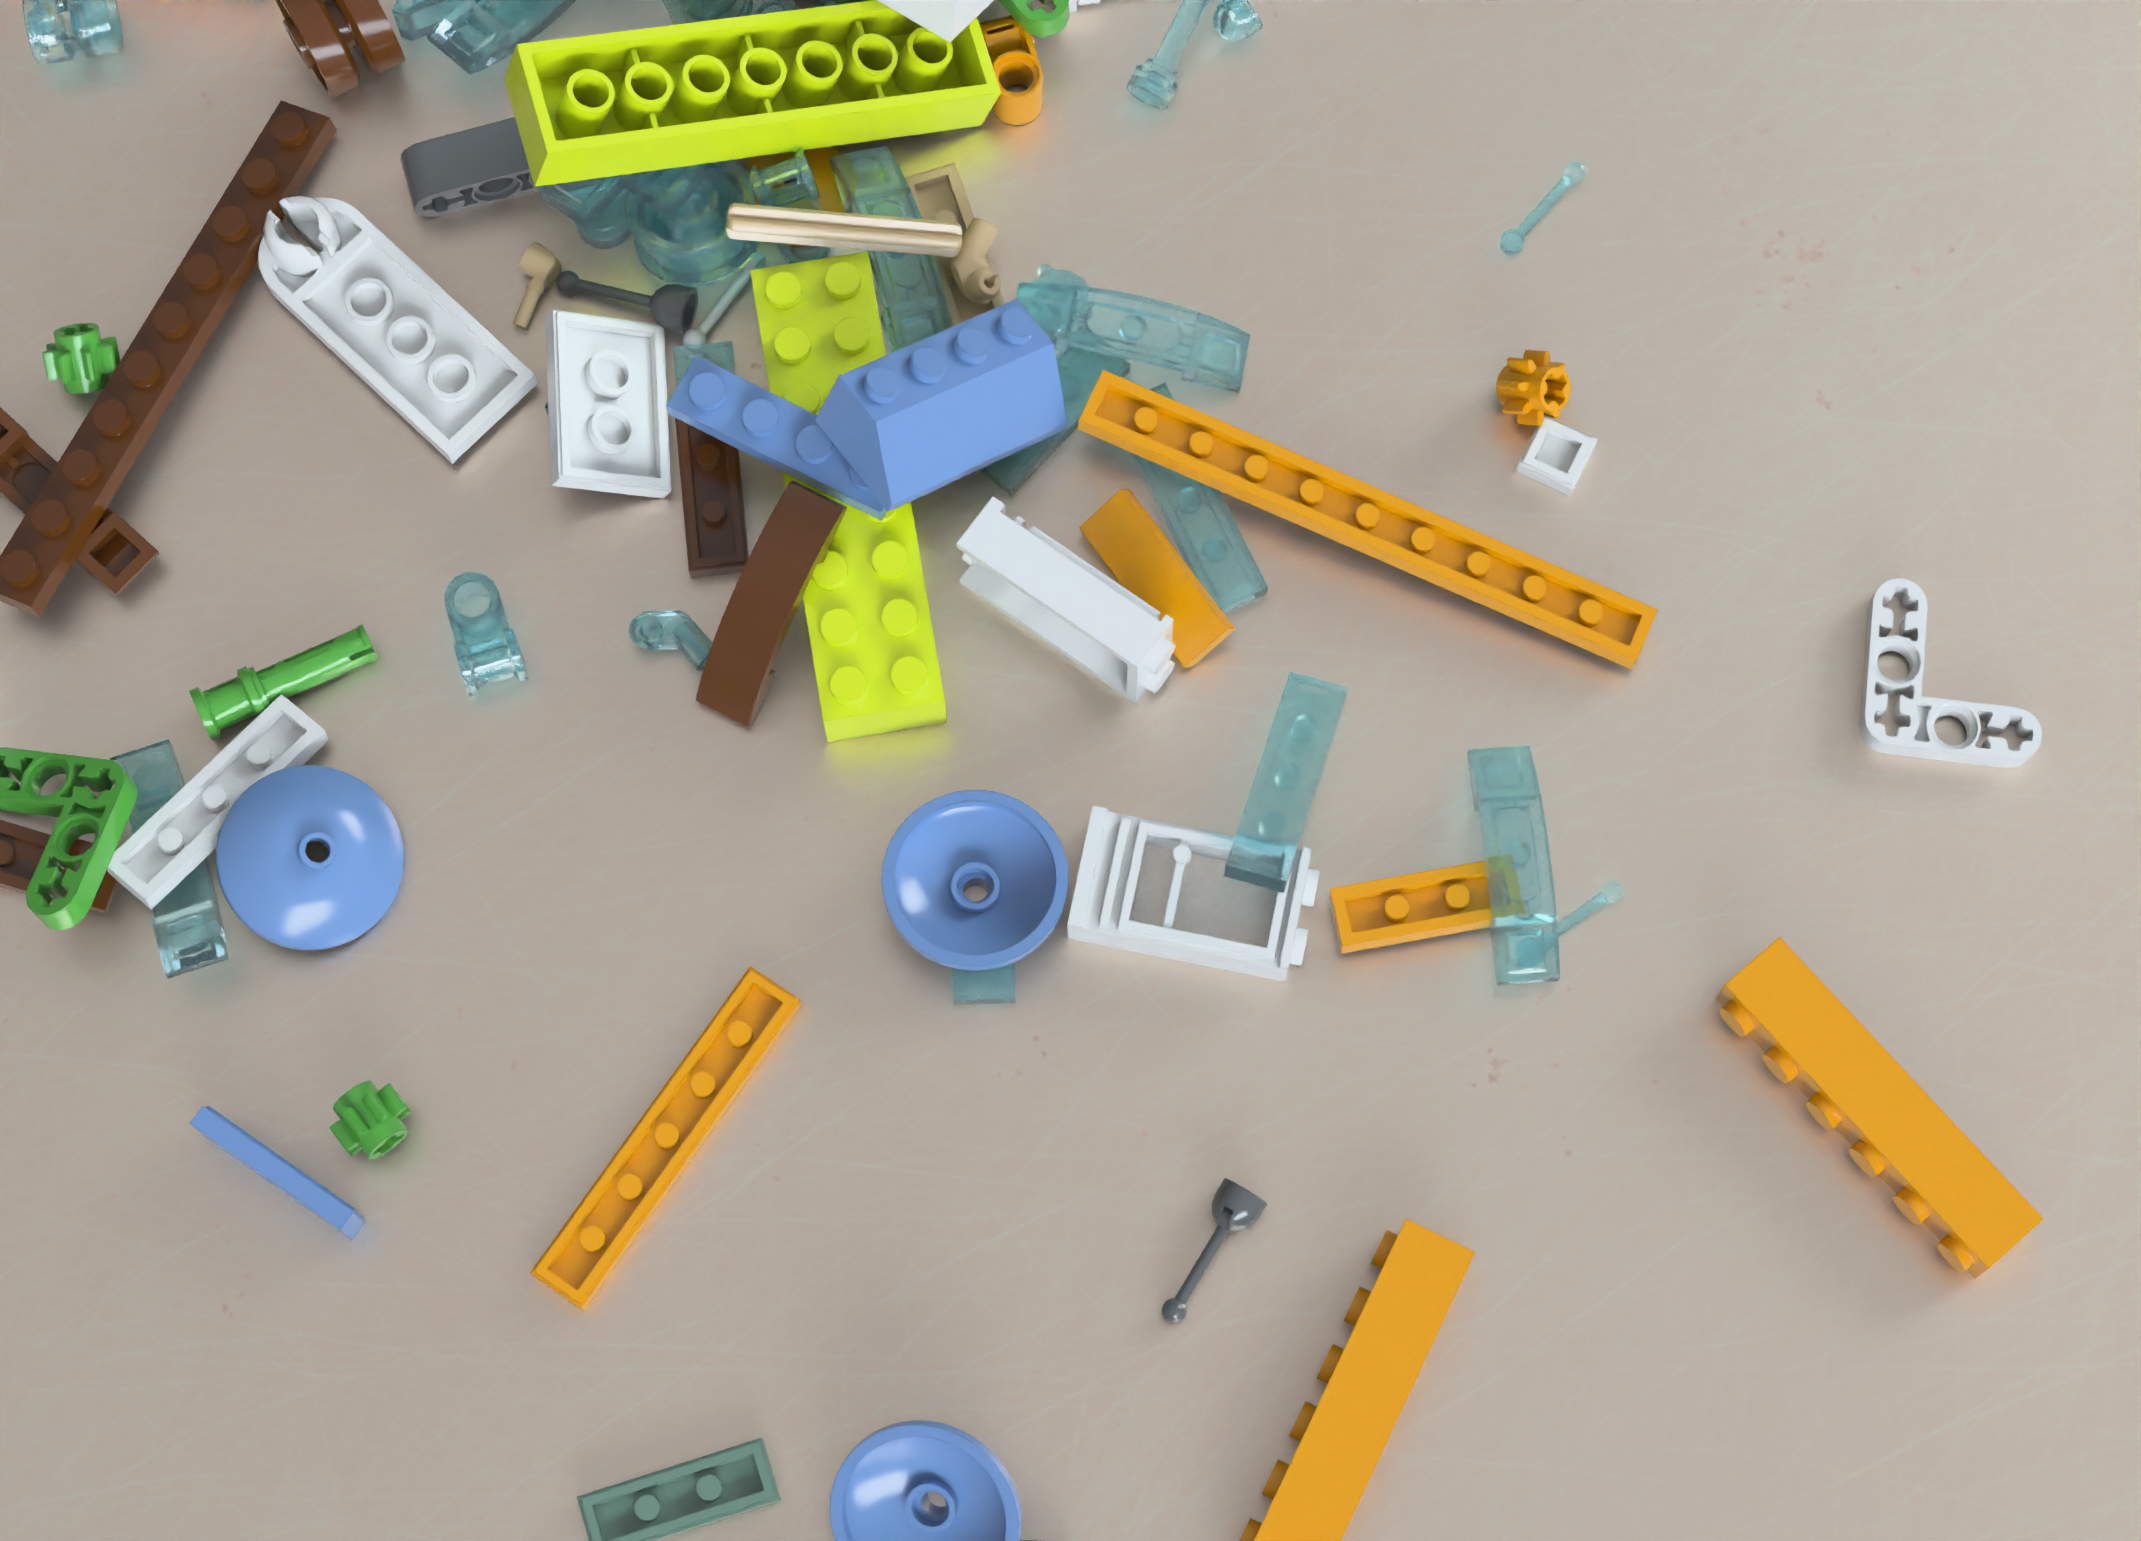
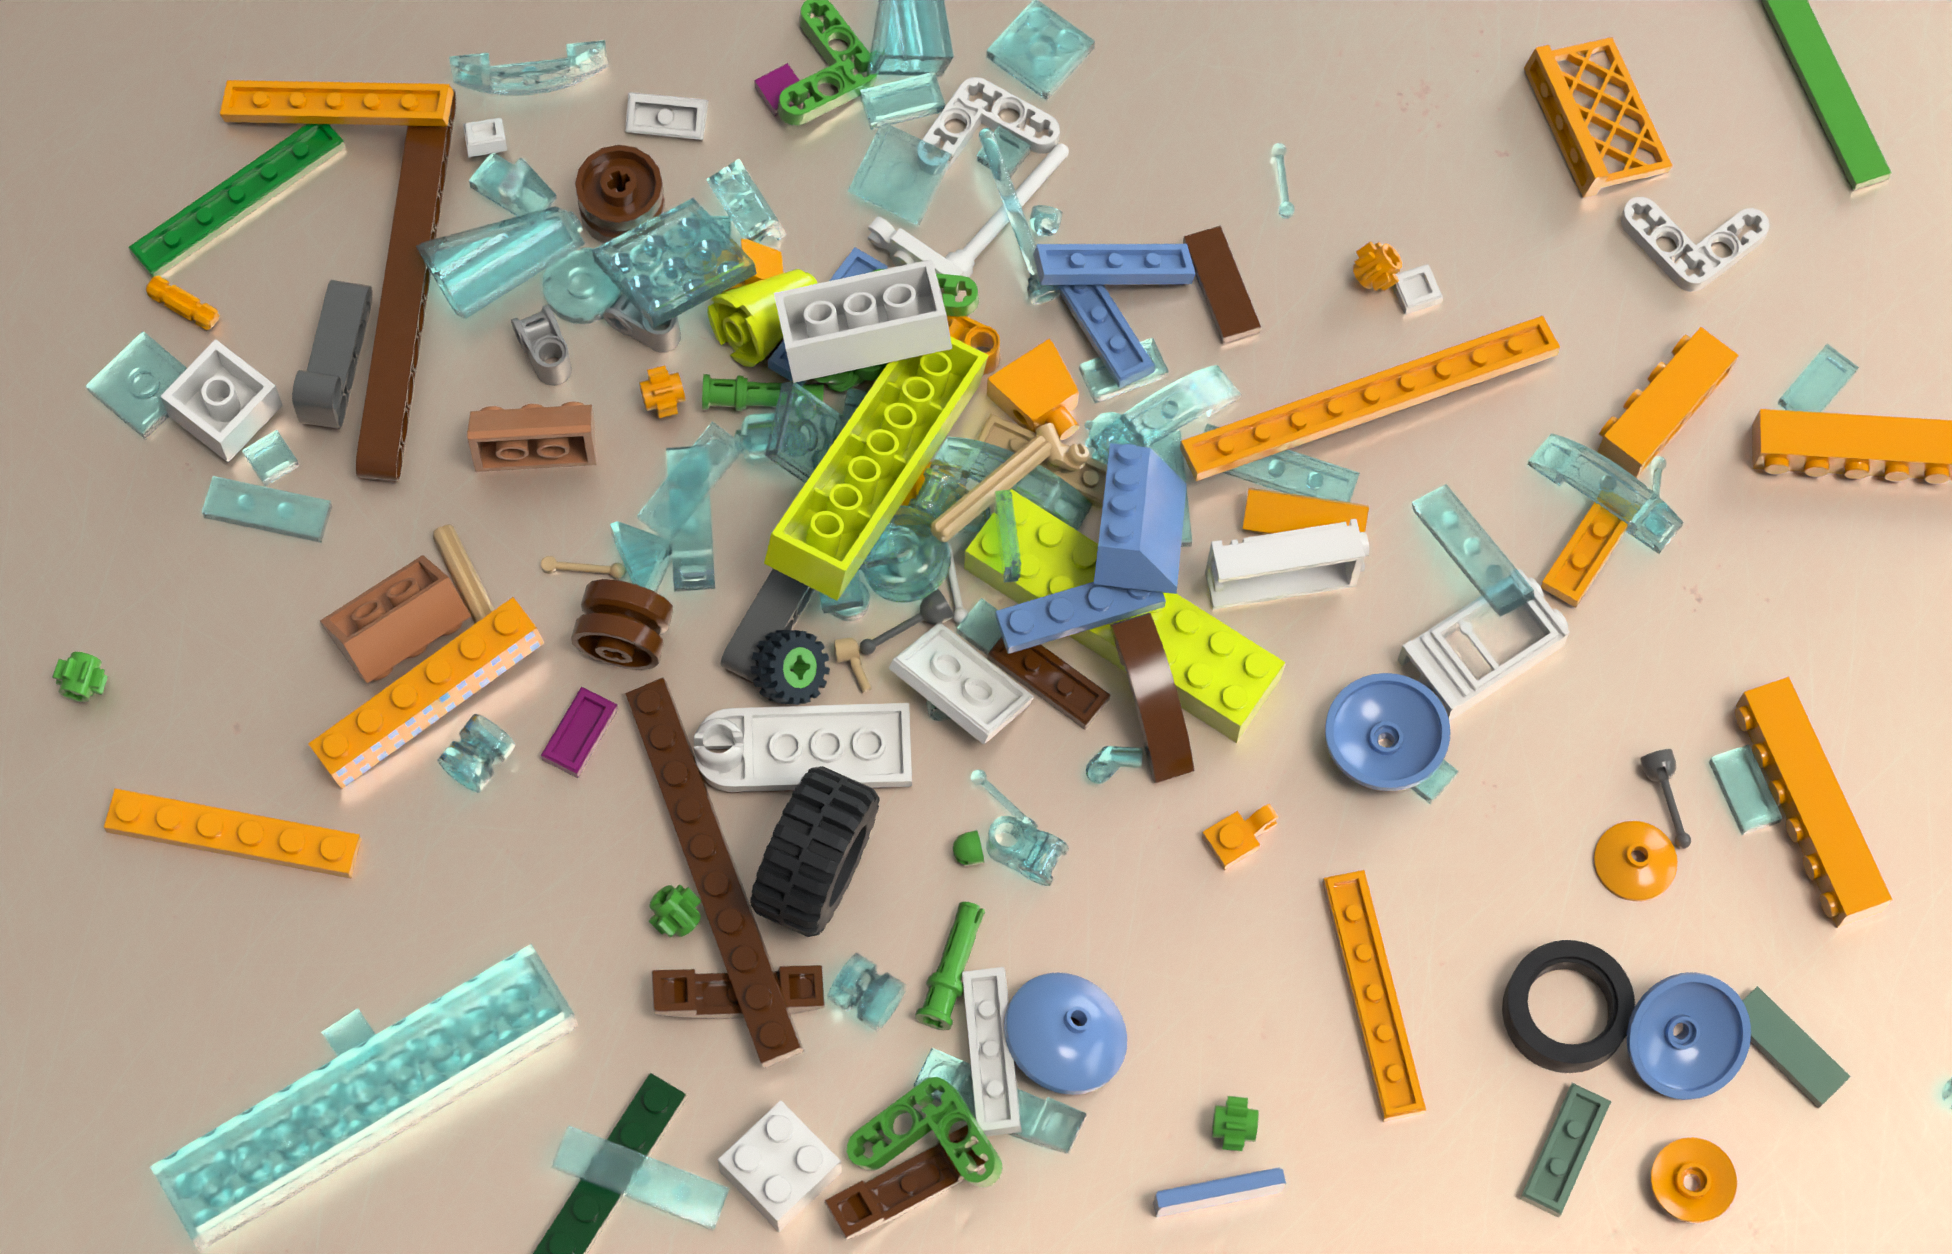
camera: 50 degrees left, 5 degrees down
(167, 615) = (865, 990): none -> clear light blue wheel
(201, 98) = (579, 732): none -> magenta tile
(243, 420) = (814, 851): none -> black tyre
(430, 579) = (968, 849): none -> bright green hinge
(446, 204) = (785, 652): none -> black wheel
(521, 613) = (979, 778): none -> clear light blue hinge
(710, 834) = (1235, 838): none -> light orange plate
(792, 289) = (1007, 536): none -> clear light blue tile
(815, 1283) = (1587, 960): none -> black tyre
(1026, 183) = (1037, 391): none -> light orange torso
(1096, 1313) = (1628, 877): none -> light orange dish
(1144, 248) = (1102, 385): none -> clear light blue tile
(1176, 168) = (1108, 332): none -> medium blue tile
(1247, 123) = (1113, 264): none -> medium blue plate
(1304, 1327) = (1745, 790): none -> clear light blue tile
(1349, 255) = (1222, 285): none -> reddish brown tile
(1691, 832) = (1667, 402): none -> light orange brick
(1893, 979) = (1819, 382): none -> clear light blue tile
(1939, 419) = (1567, 116): none -> light orange fence

